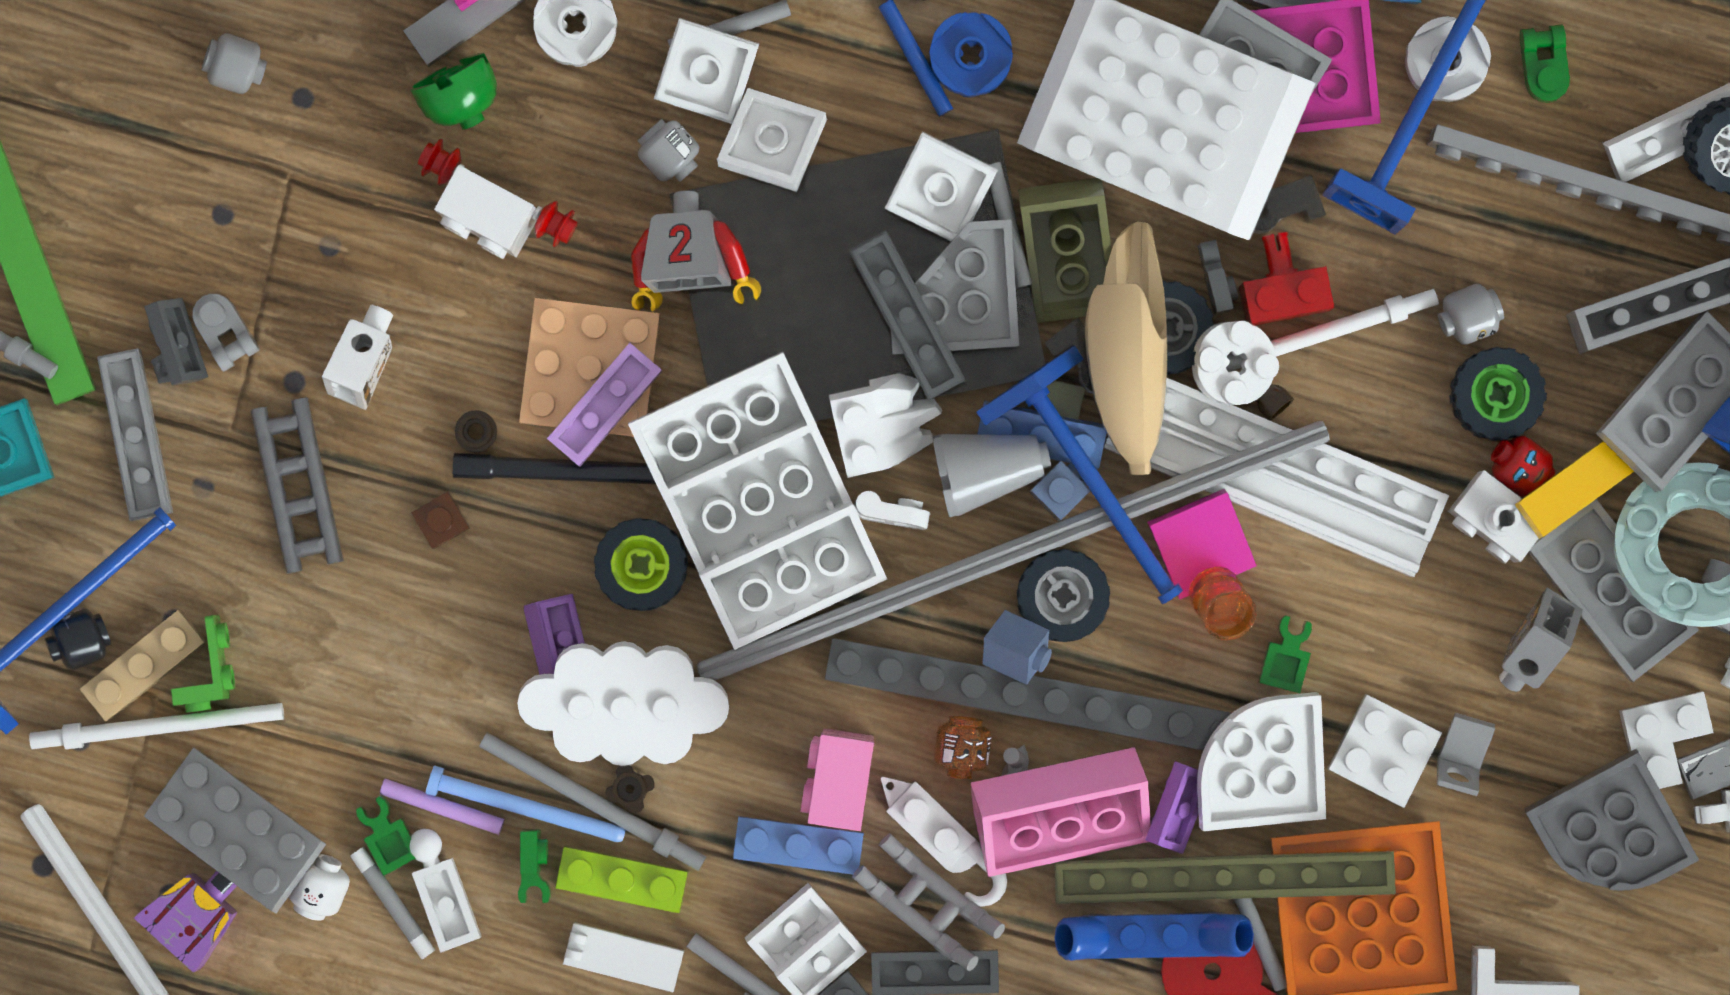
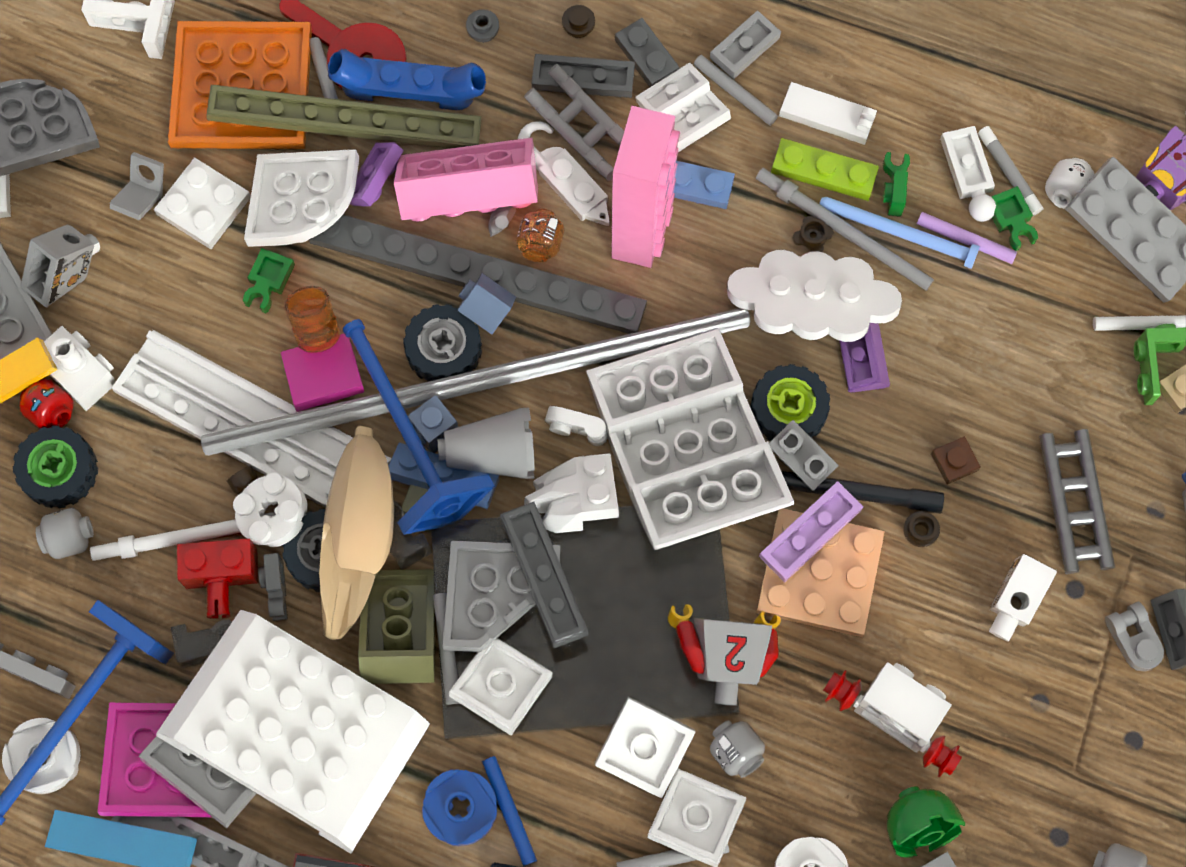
camera: 175 degrees left, 15 degrees down
(621, 496) = (803, 455): none -> light grey hips

